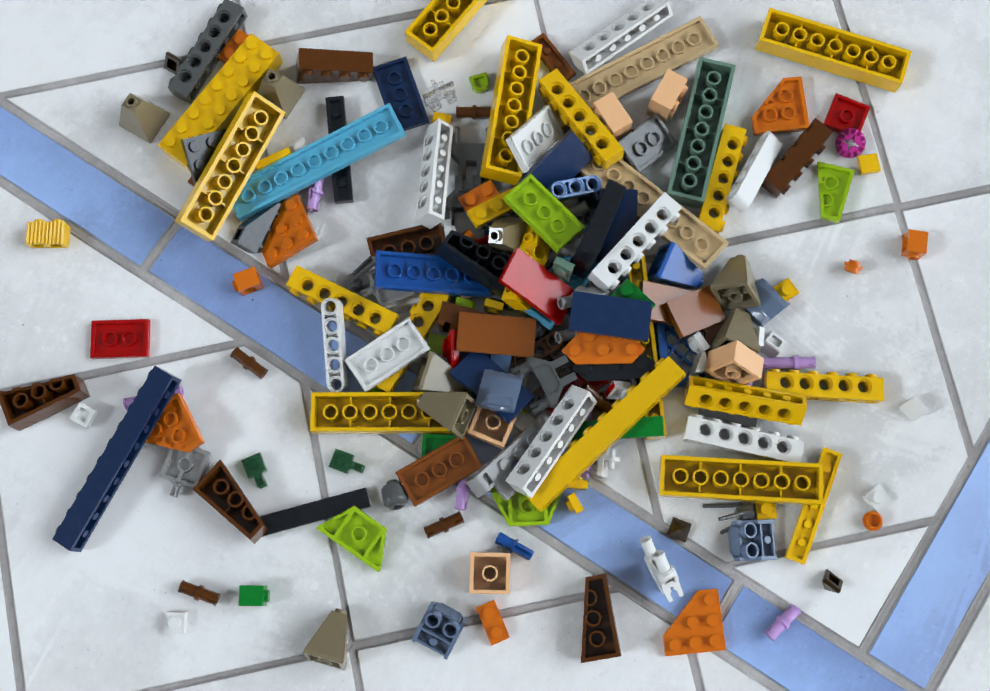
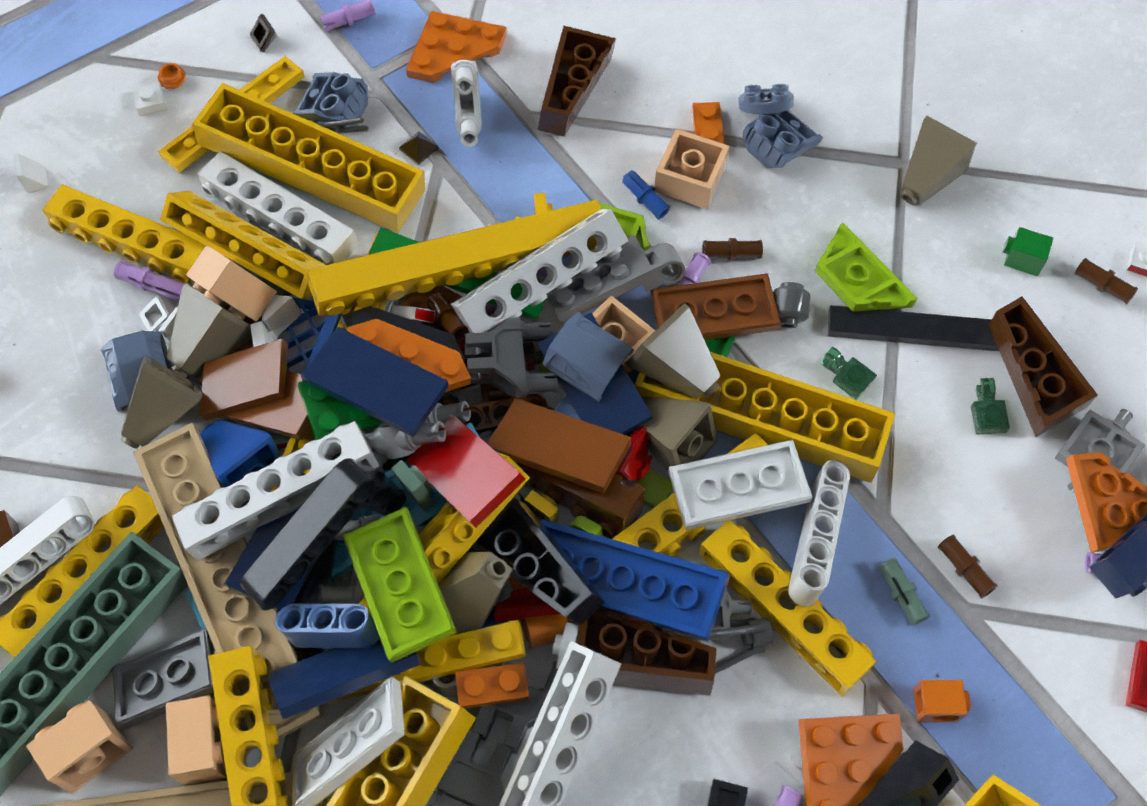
camera: 160 degrees left, 15 degrees down
(280, 336) = (903, 591): none -> sand green pin
(459, 654) = (767, 100): none -> sand blue tile
(786, 289) = (93, 379): yellow plate -> none

